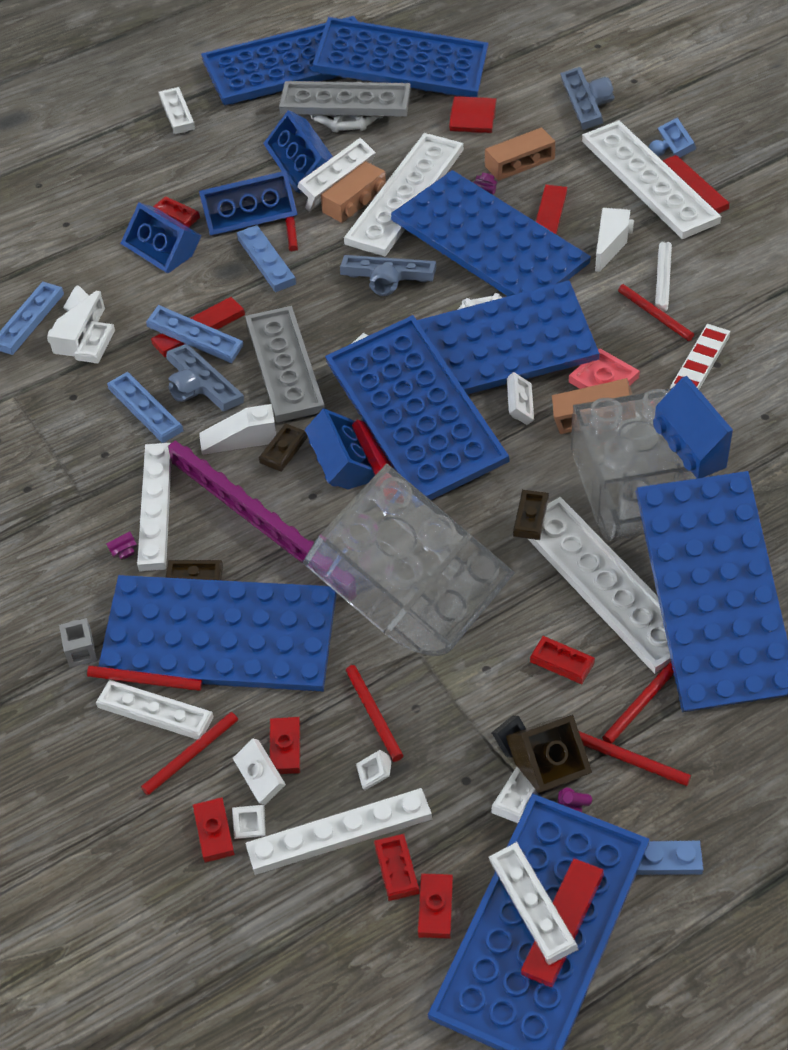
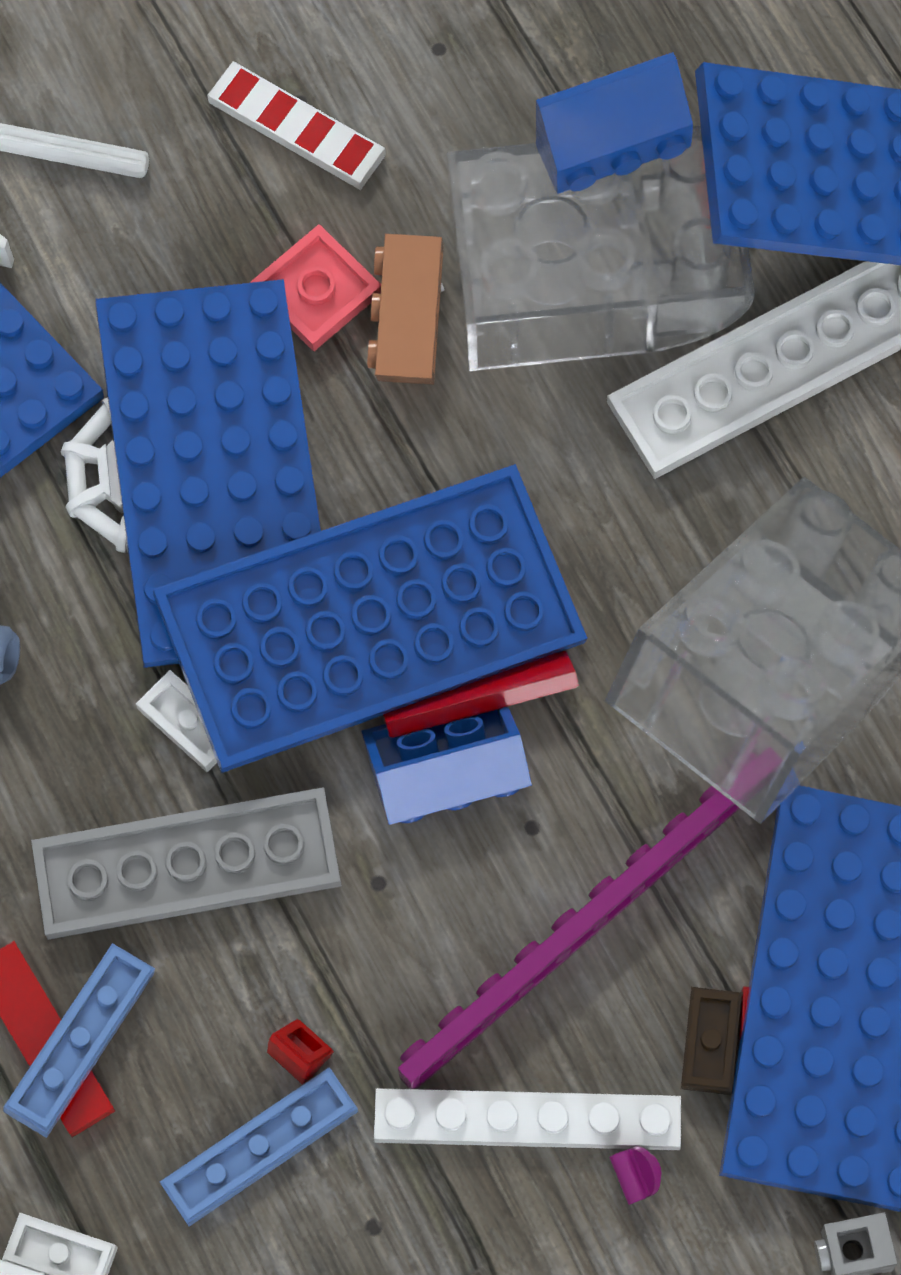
camera: 85 degrees left, 20 degrees up
(191, 413) = (298, 1050): none -> red slope
(199, 377) = (210, 1029): sand blue plate -> none
(242, 430) = (366, 955): white slope -> none
(283, 447) = (416, 871): dark brown plate -> none
(520, 398) = (368, 436): white plate -> none
(531, 514) = (658, 442): dark brown plate -> none
(656, 312) = (152, 178): red bar -> none

